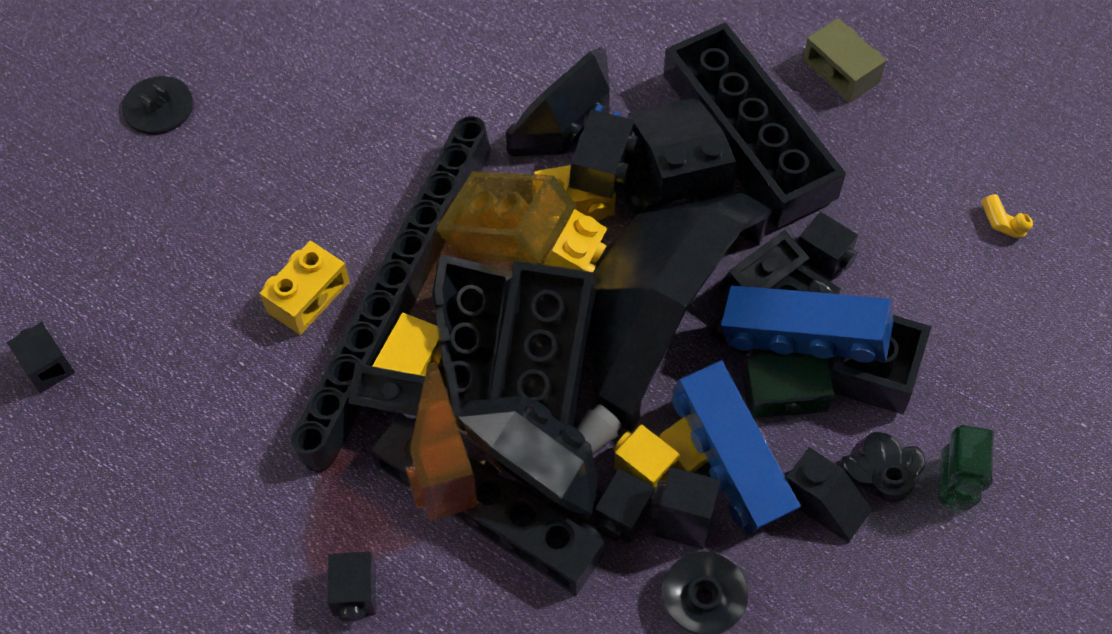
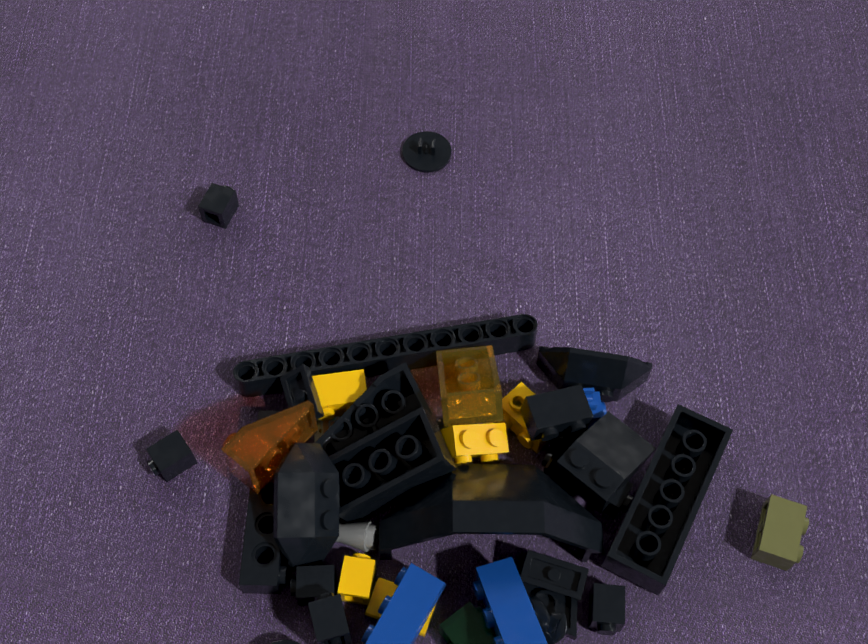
camera: 55 degrees right, 0 degrees up
(304, 287) = (351, 306): yellow brick -> none

